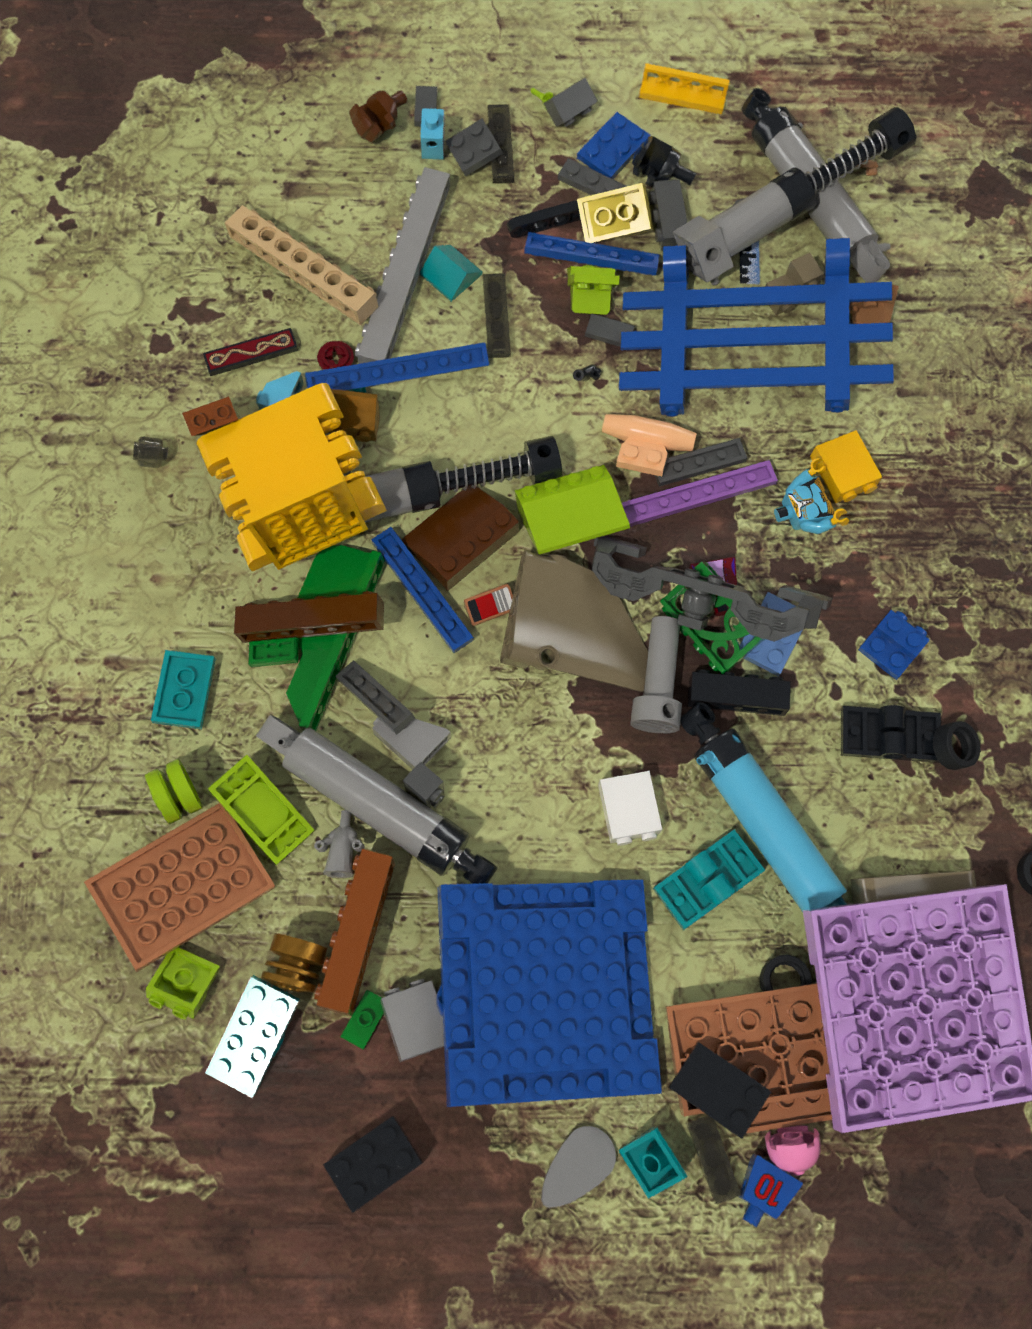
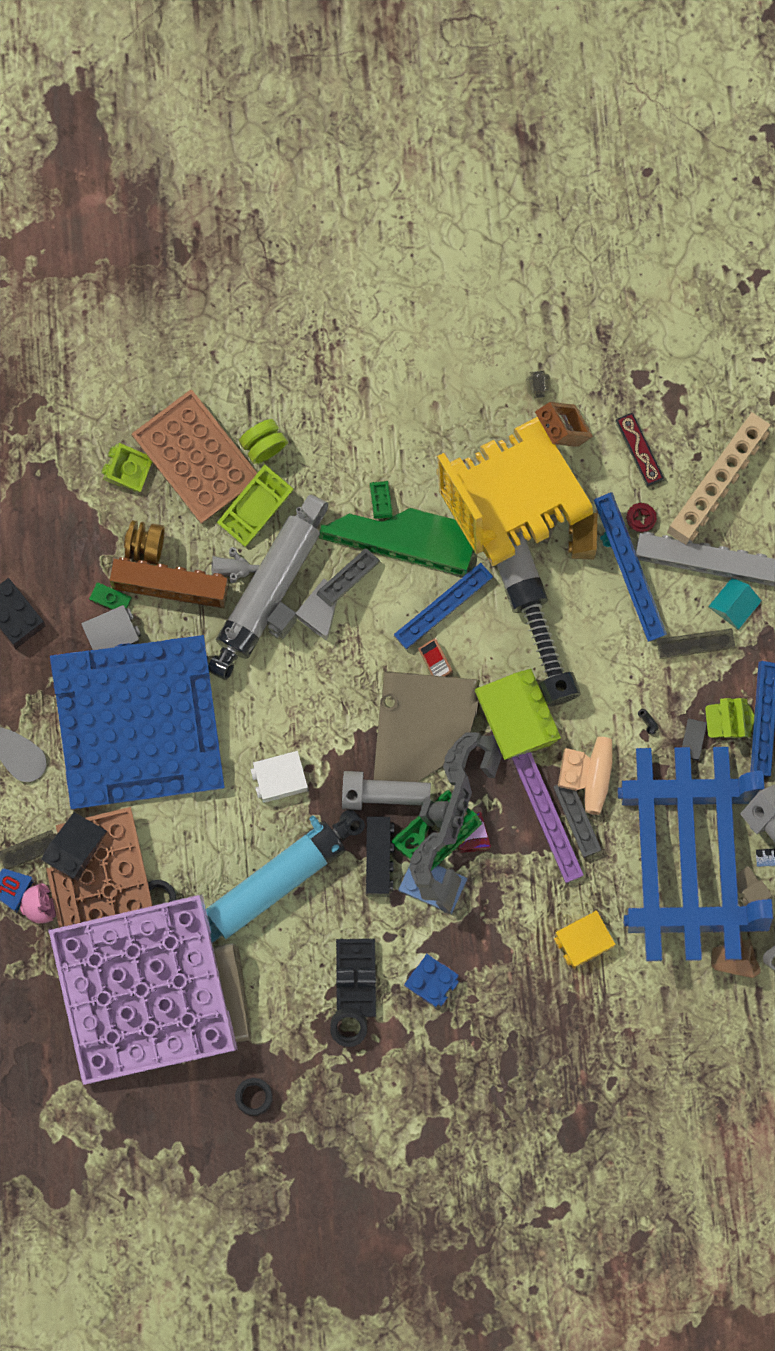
camera: 90 degrees right, 5 degrees up
(183, 689) = (345, 437): teal plate -> none
(253, 1036) = (92, 521): plate -> none
(279, 389) = (598, 477): medium azure slope -> none
(309, 617) = (406, 521): reddish brown brick -> none
(461, 535) = (492, 631): reddish brown slope -> none
(652, 1162) = (24, 807): teal slope -> none
(708, 879) = (229, 839): teal plate -> none
(808, 504) = (546, 908): medium azure torso -> none

